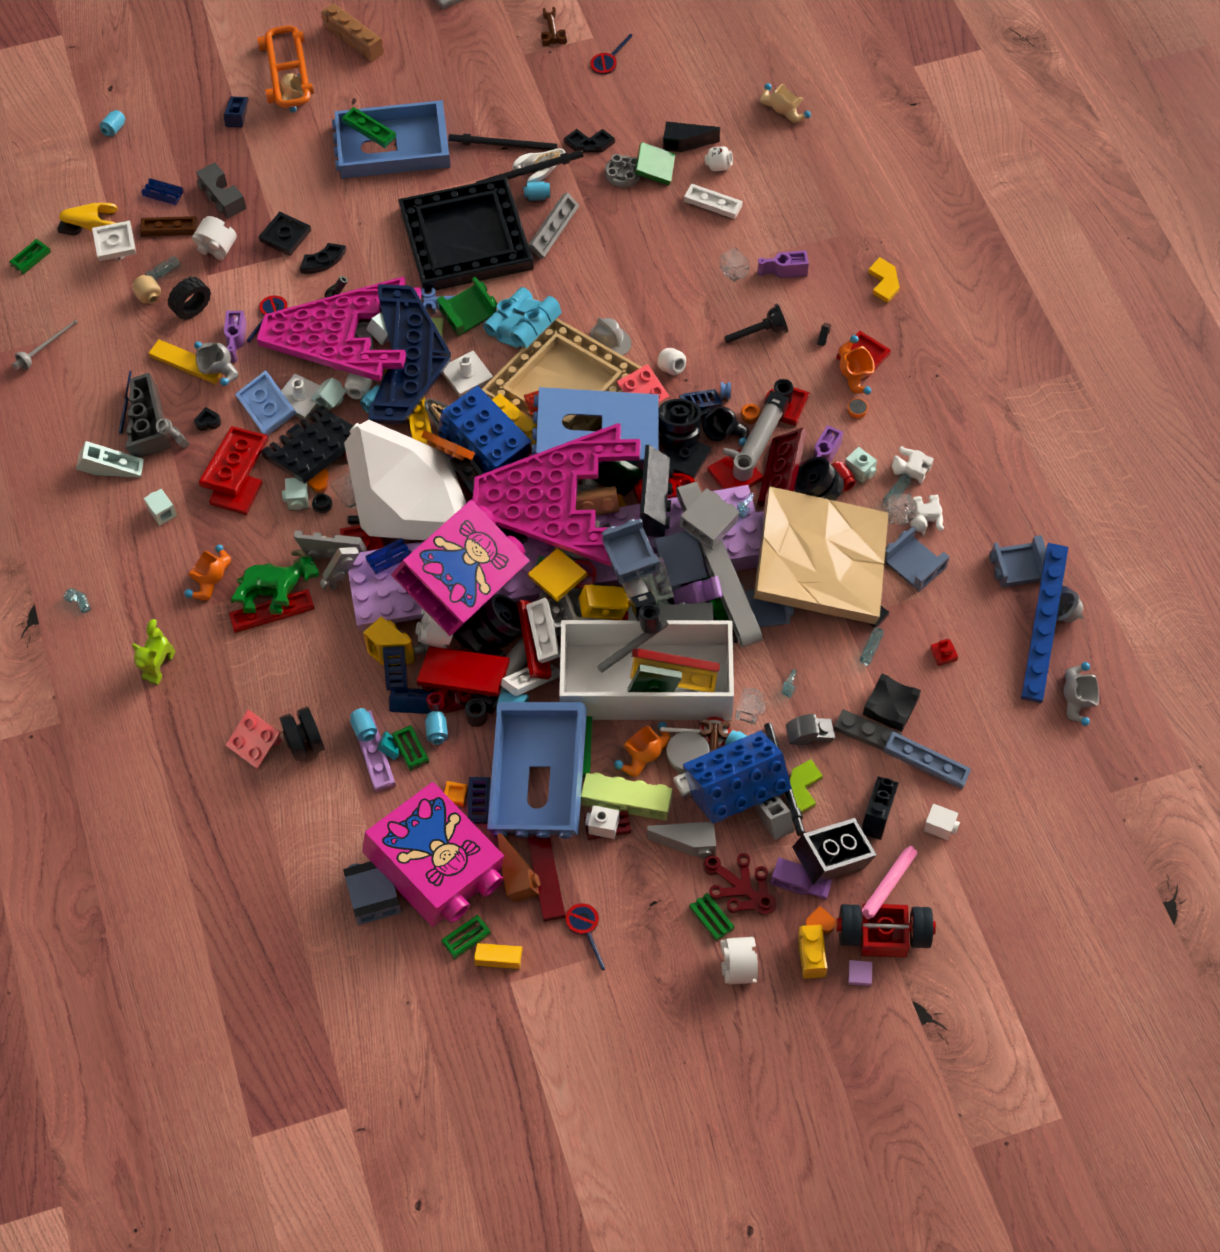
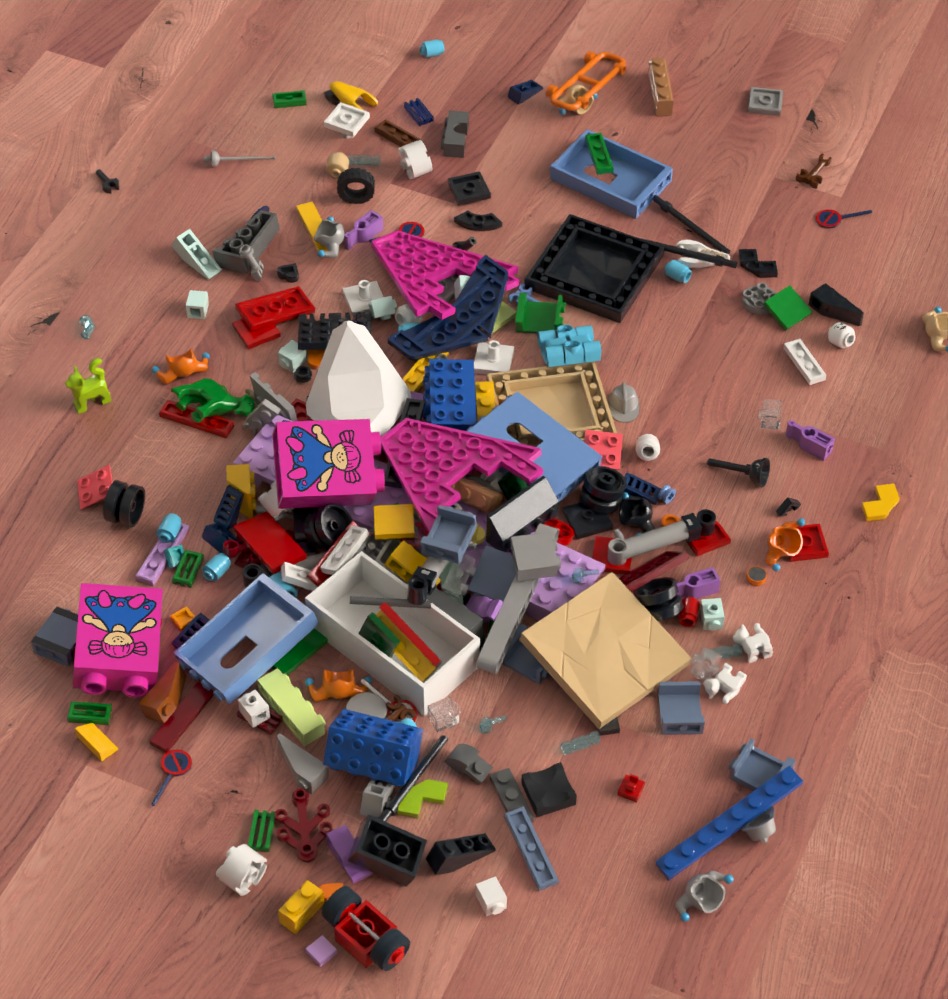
camera: 40 degrees right, 10 degrees down
(265, 403) = (335, 286): light blue tile -> none
(447, 446) = (414, 388): orange plate -> none
(553, 225) = (664, 301): light grey plate -> none
(889, 882) = (403, 902): bright pink axle -> none

